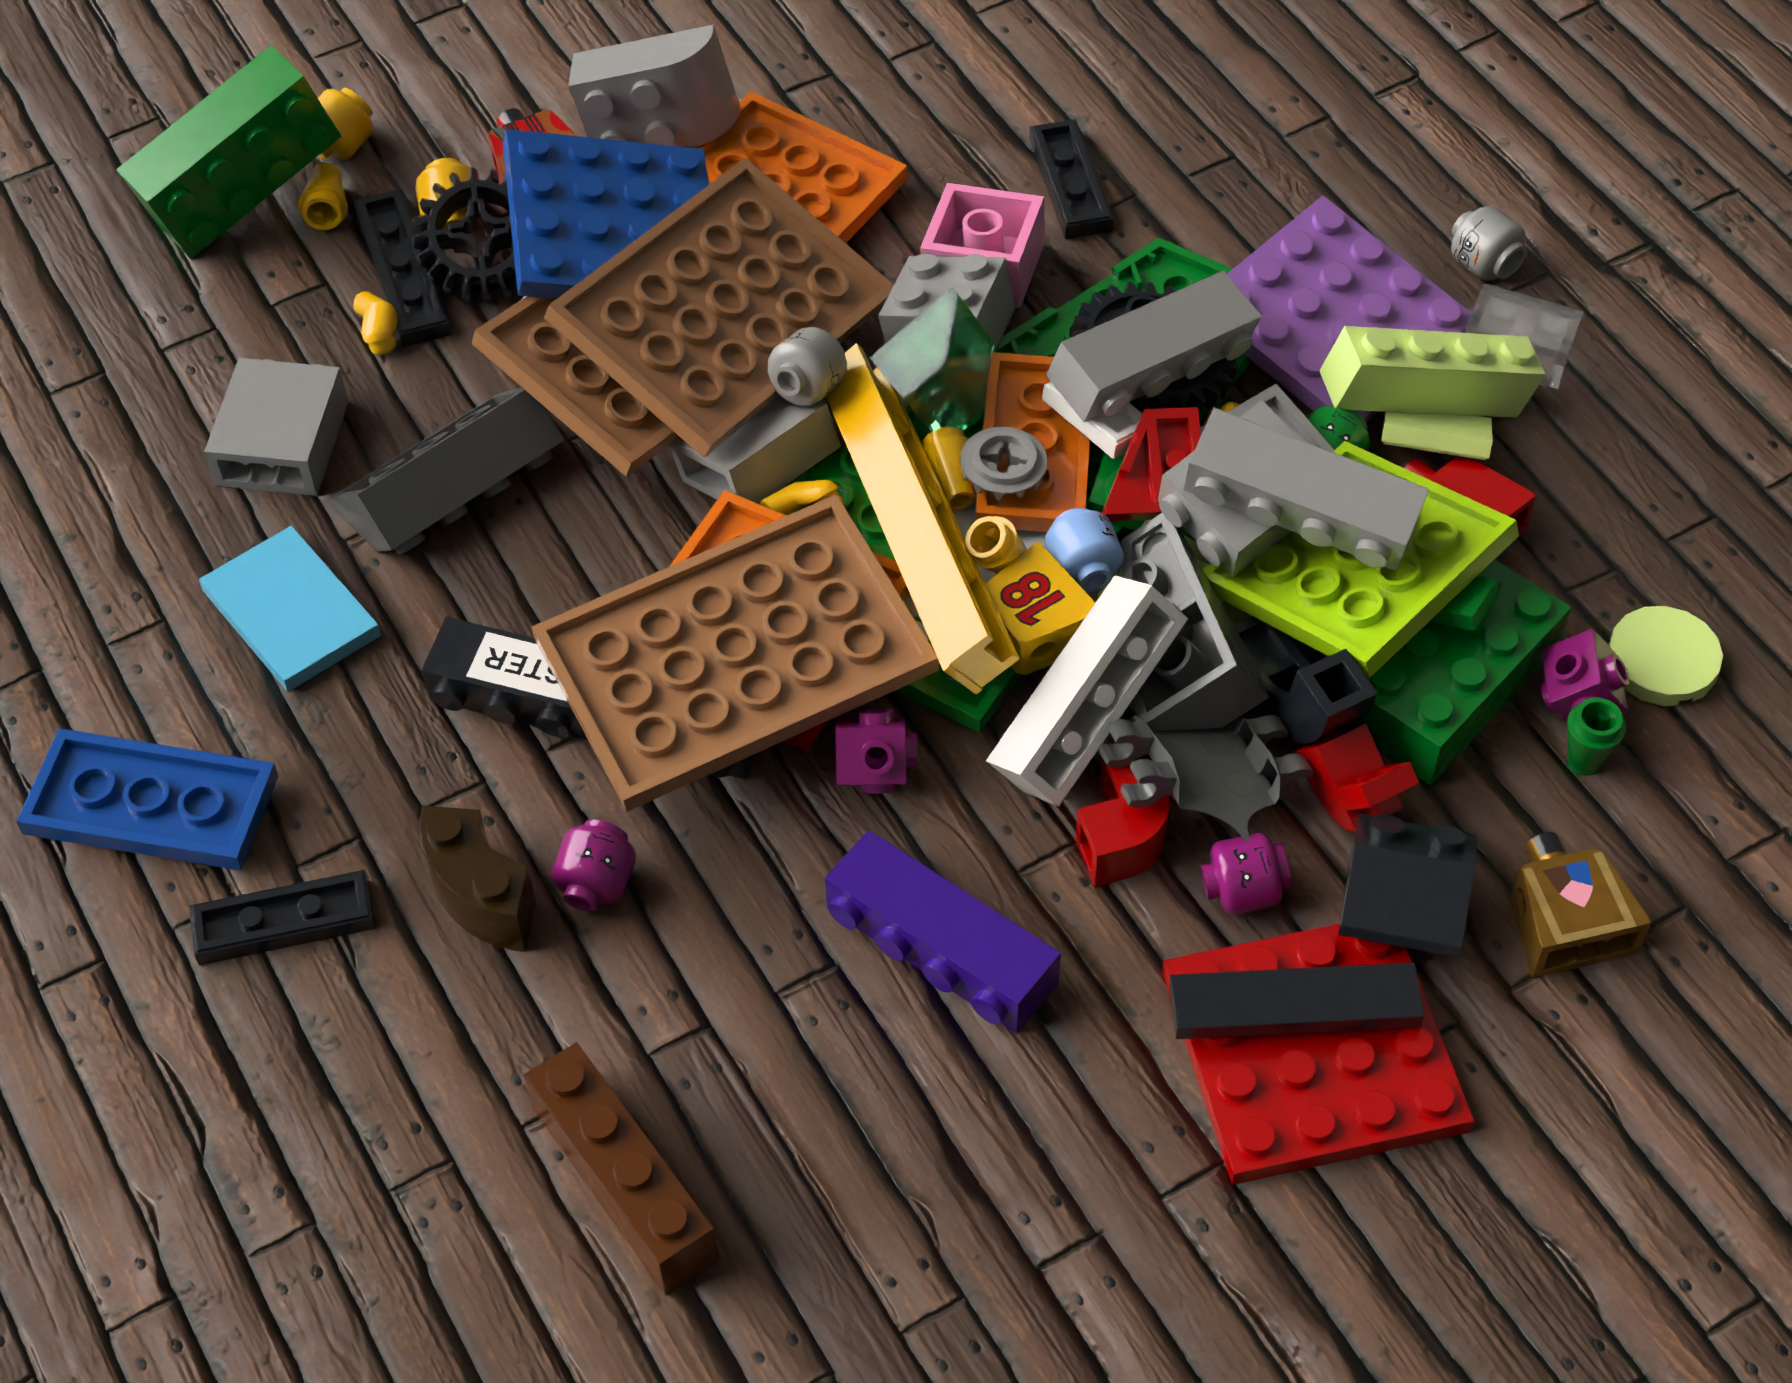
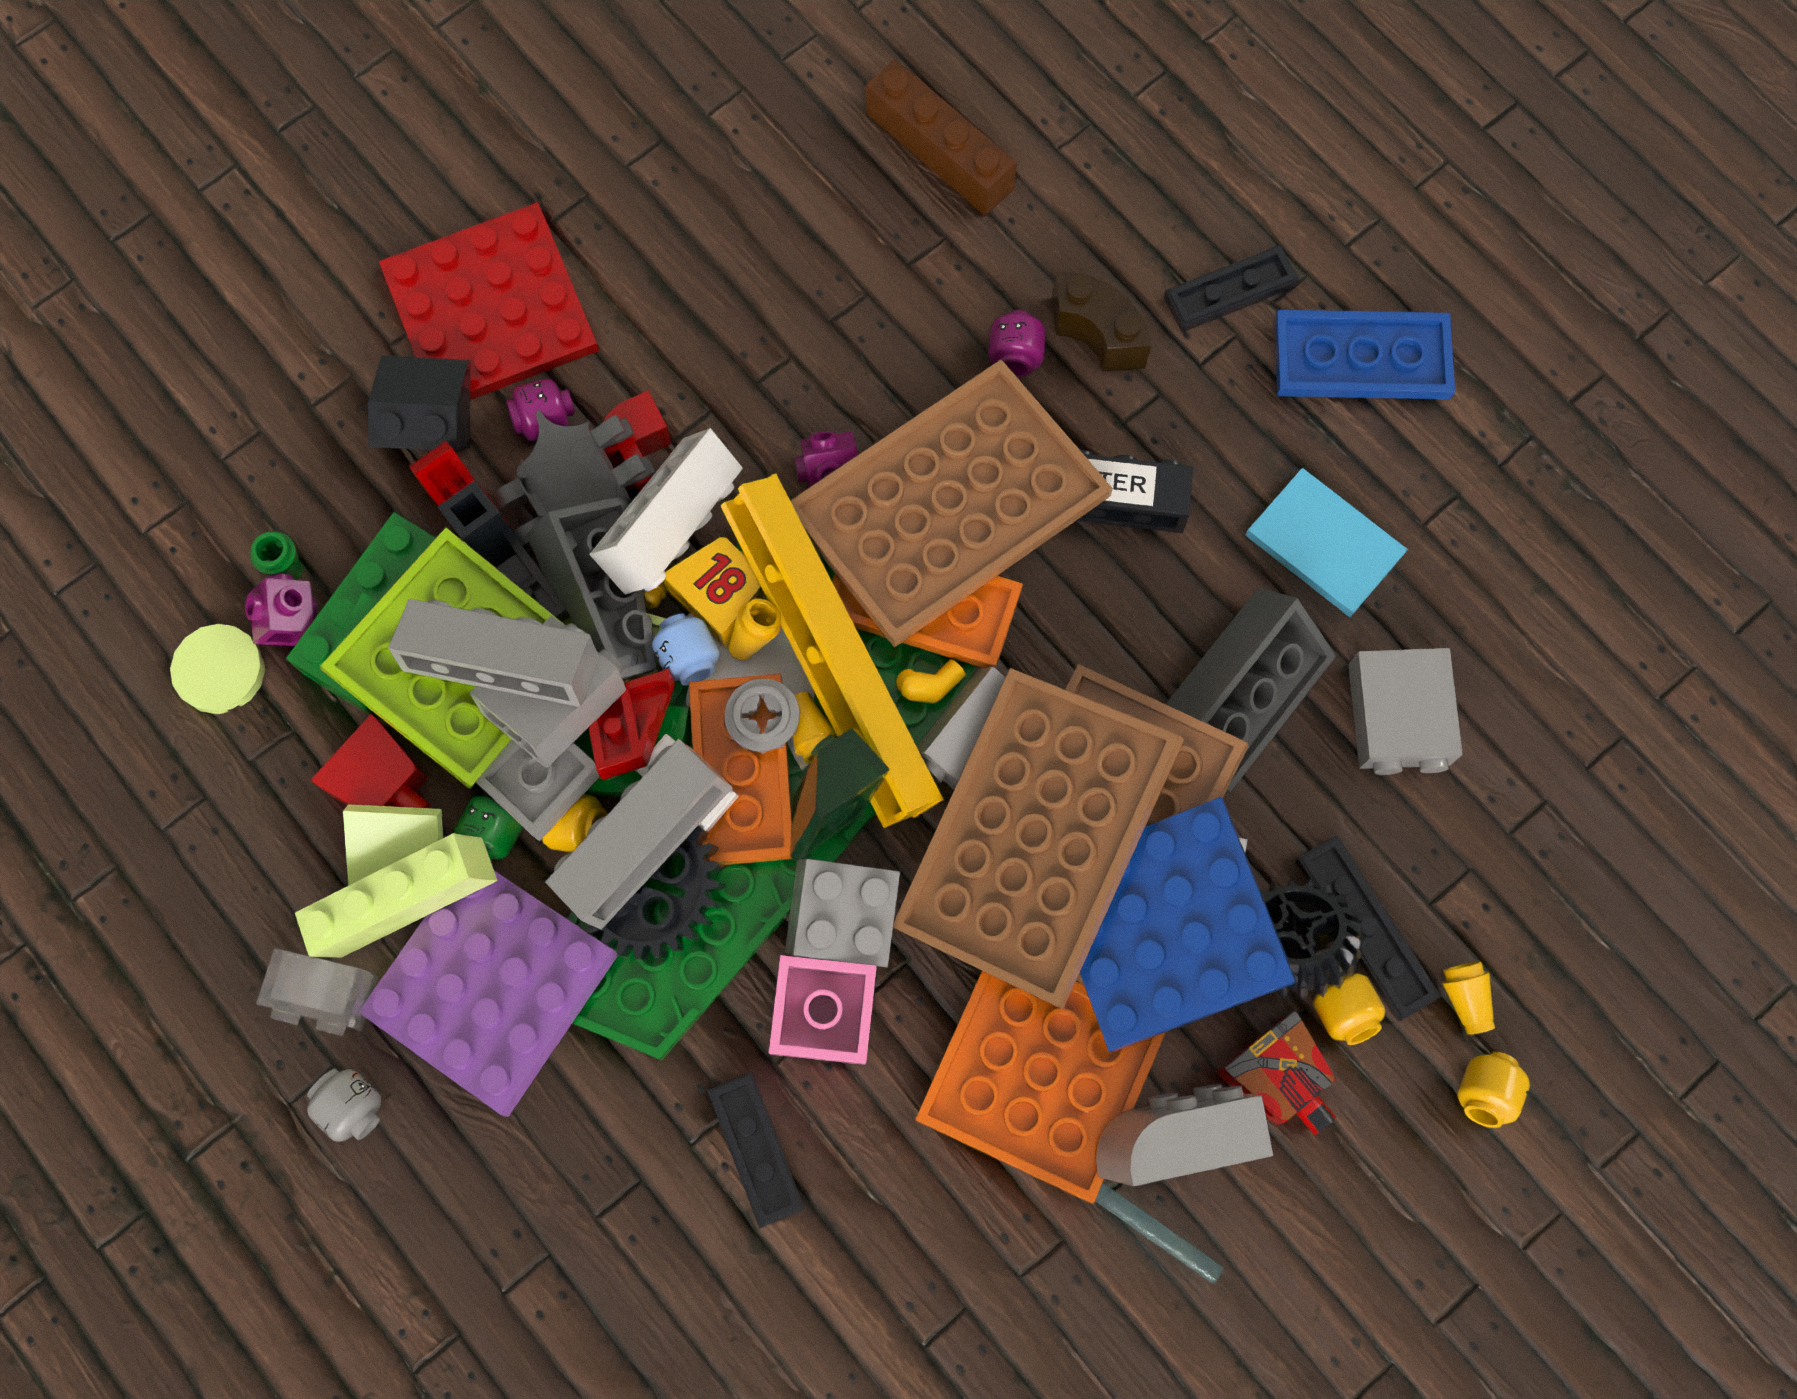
camera: 170 degrees right, 20 degrees up
(230, 152) = (1568, 983): green brick -> none
(378, 322) = (1362, 848): yellow arm -> none
(810, 365) = (946, 768): light grey head -> none
(942, 932) = (756, 335): dark purple brick -> none
(1295, 1000) = (498, 309): black tile -> none
(1574, 909) = (303, 422): pearl gold torso -> none

